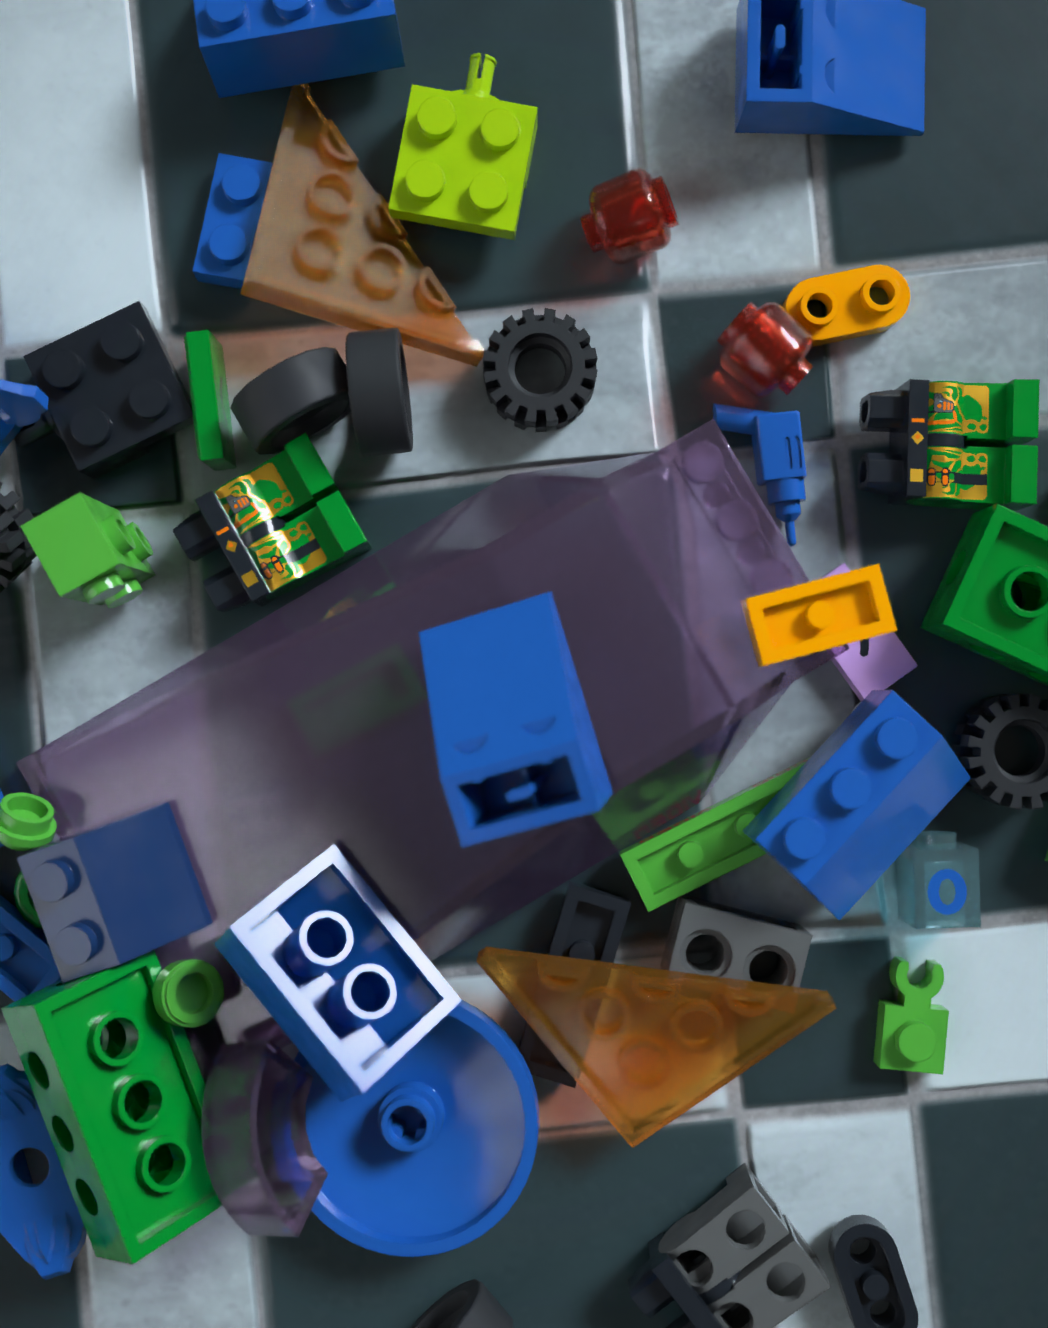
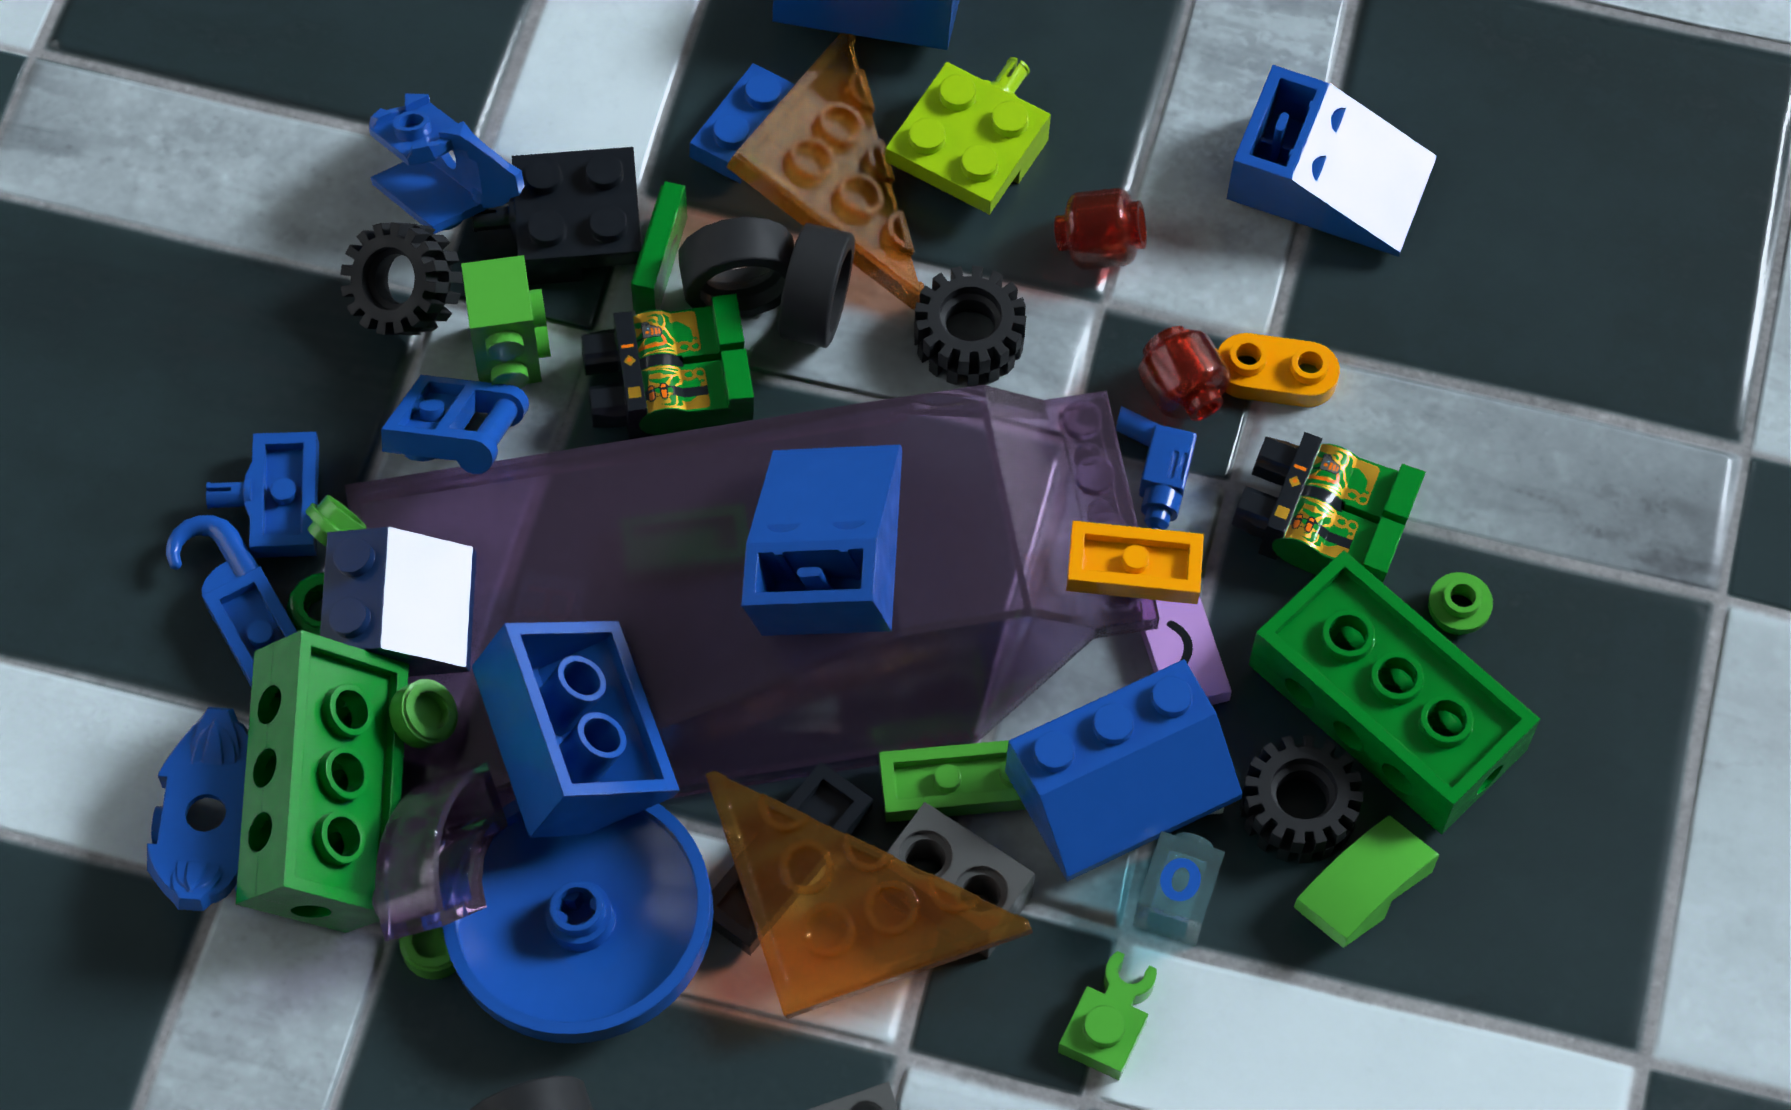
camera: 15 degrees right, 25 degrees down
(69, 668) = (437, 410): none -> blue plate

